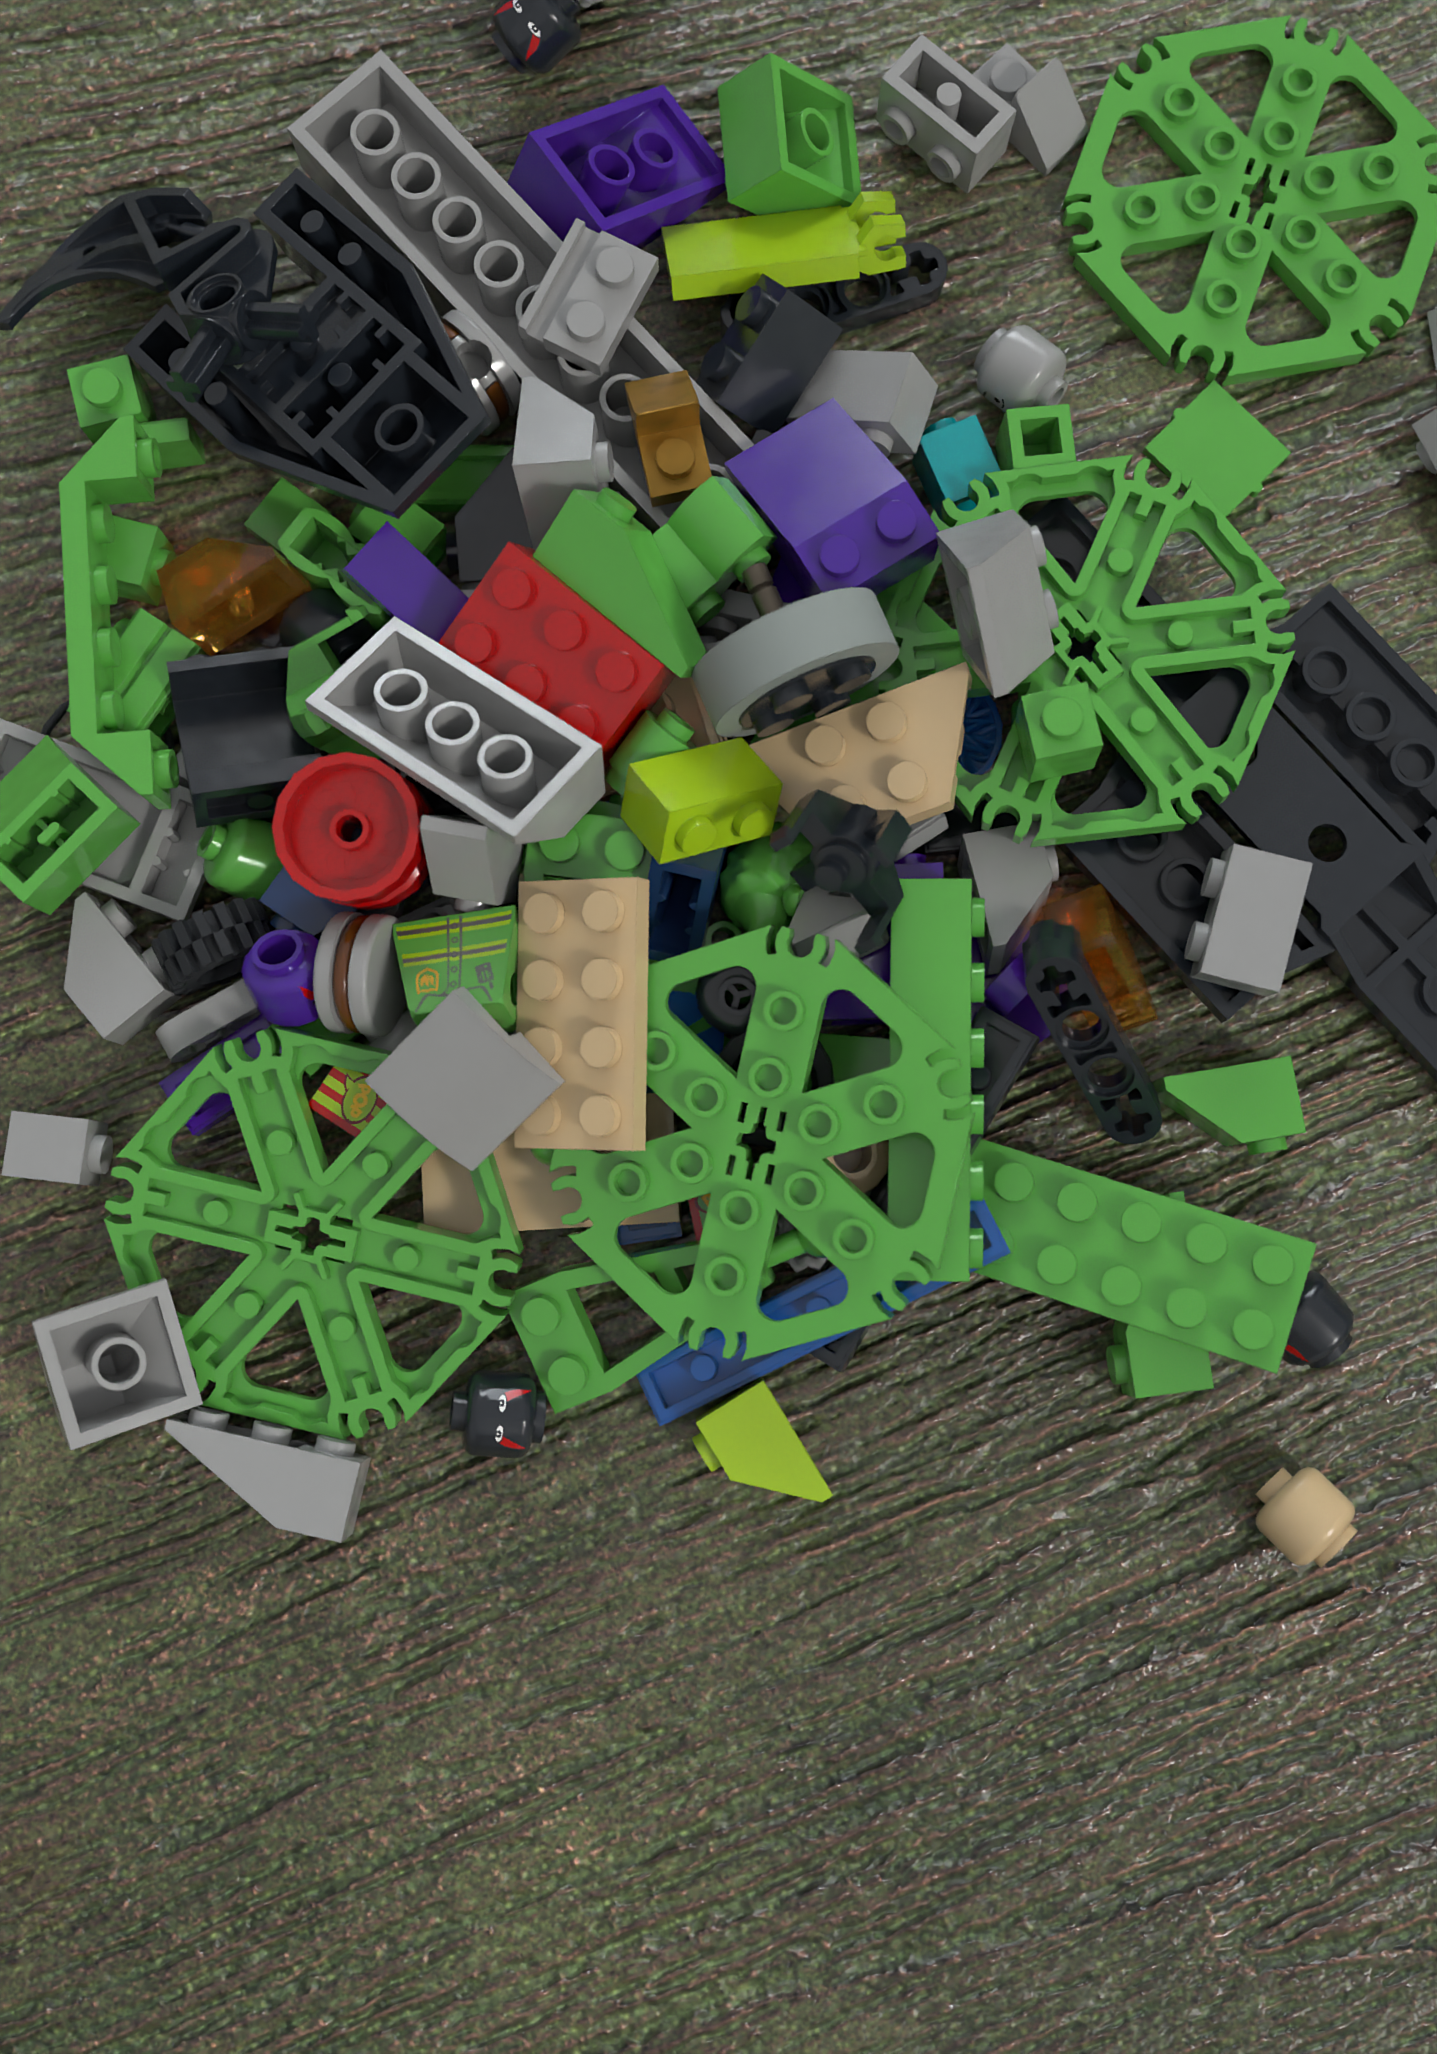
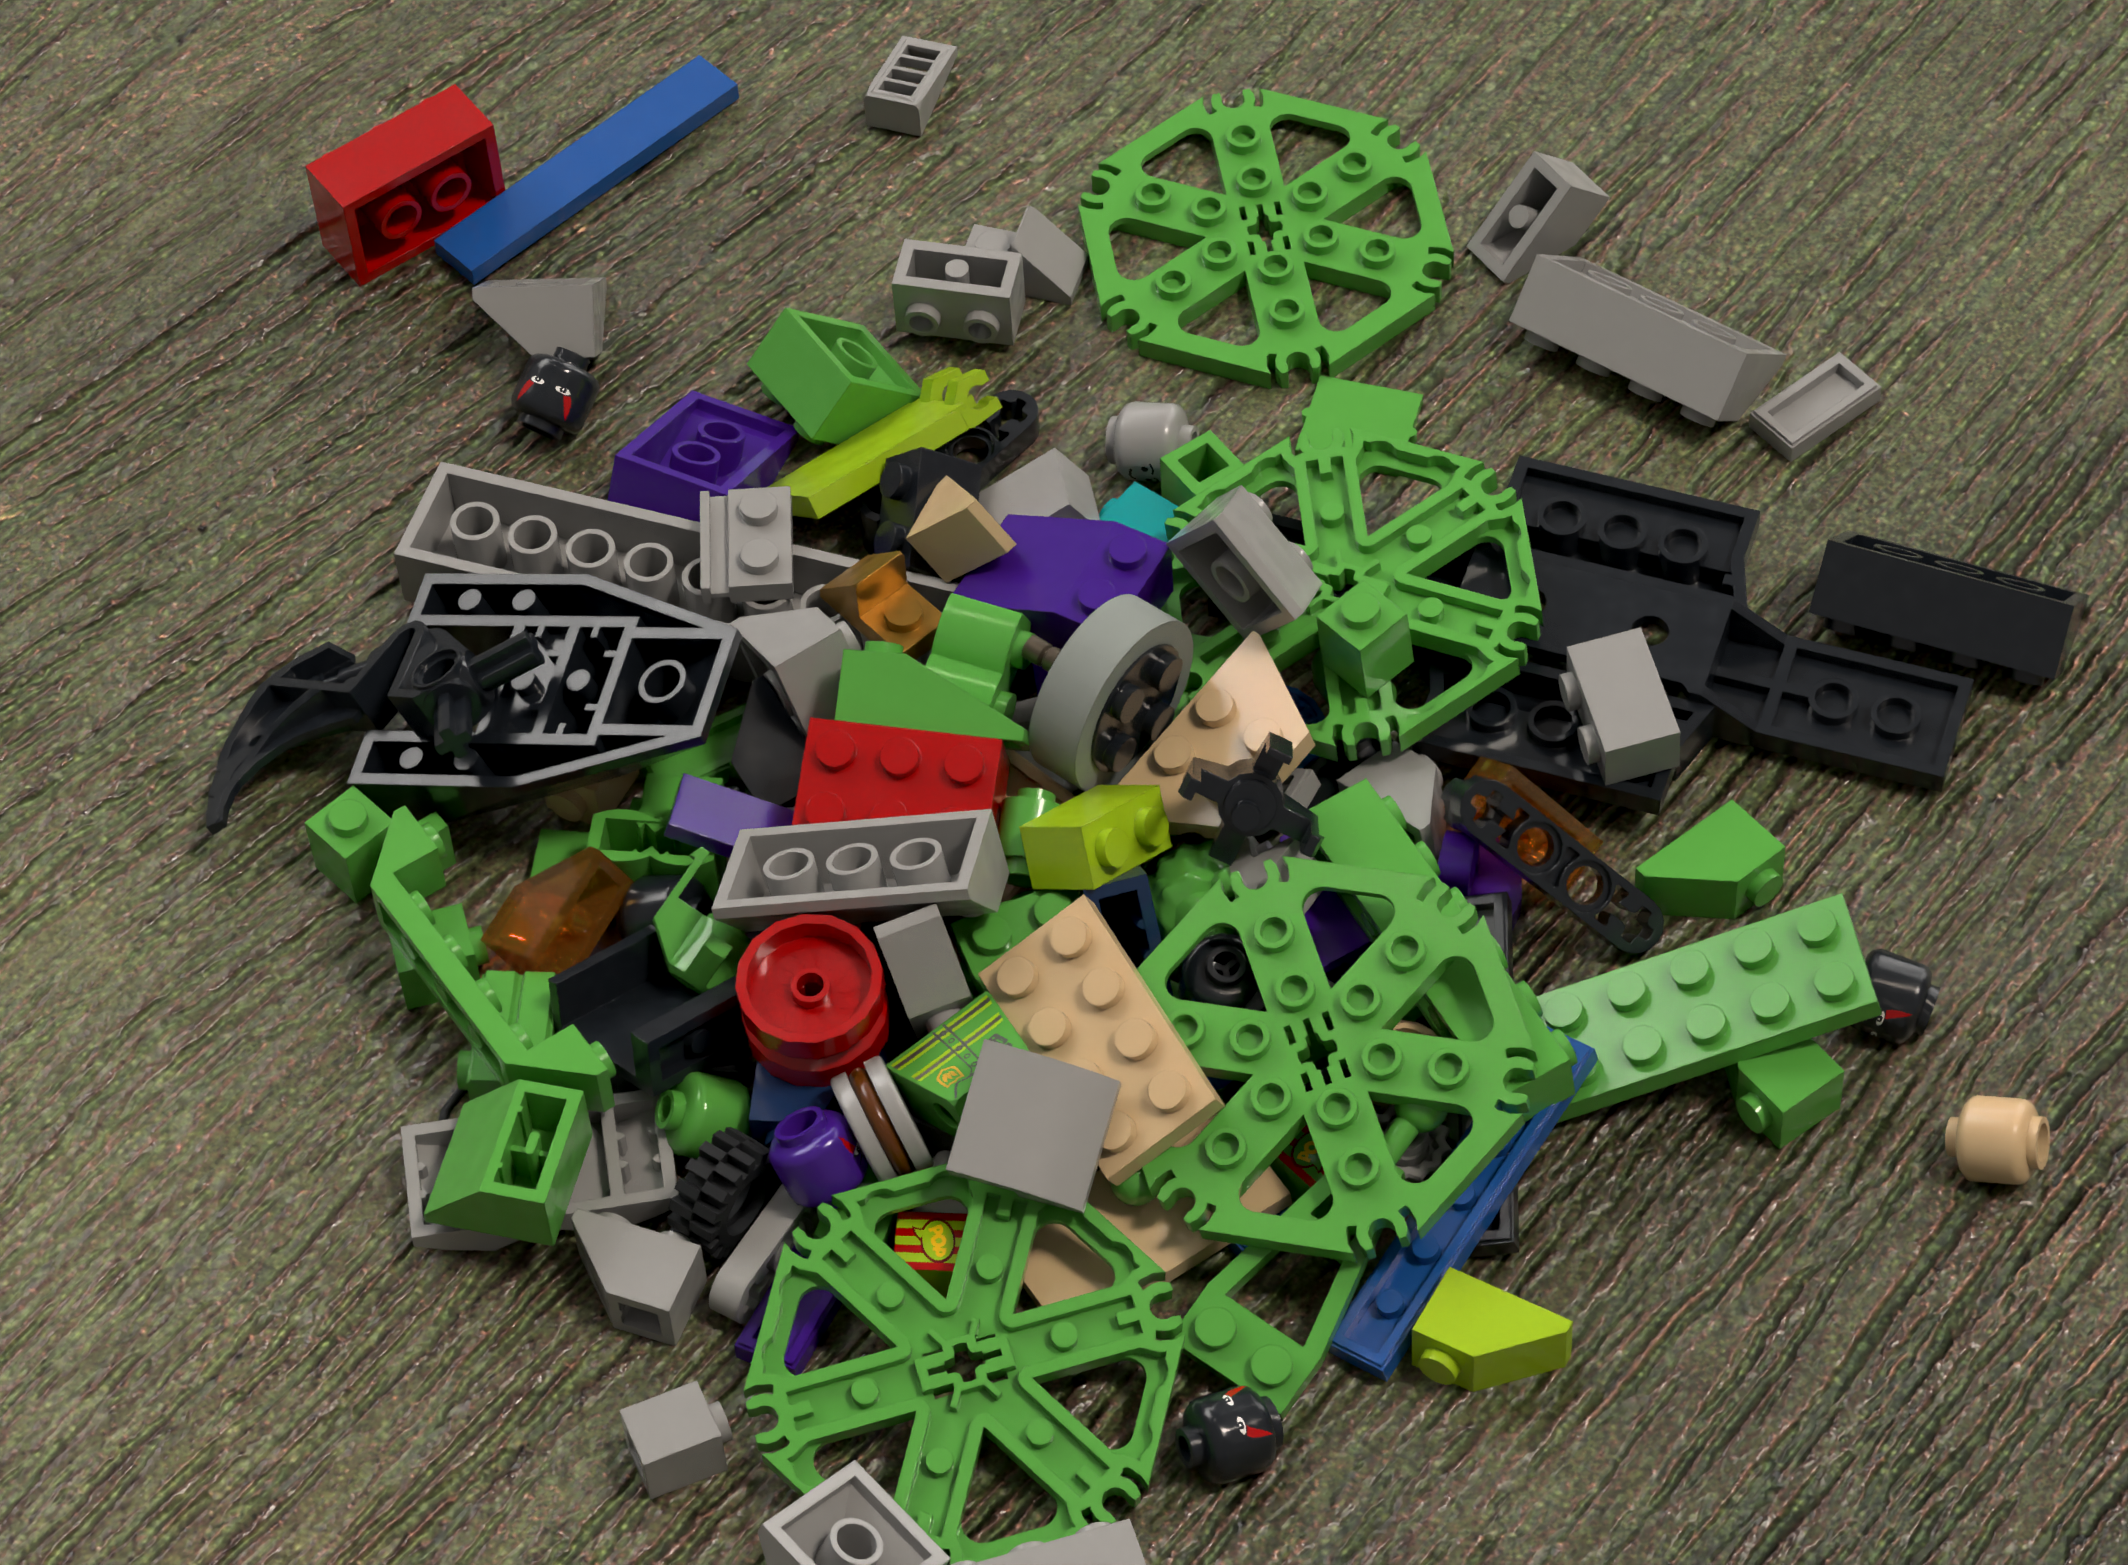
camera: 25 degrees left, 30 degrees down
(775, 394) = (957, 532): none -> tan slope

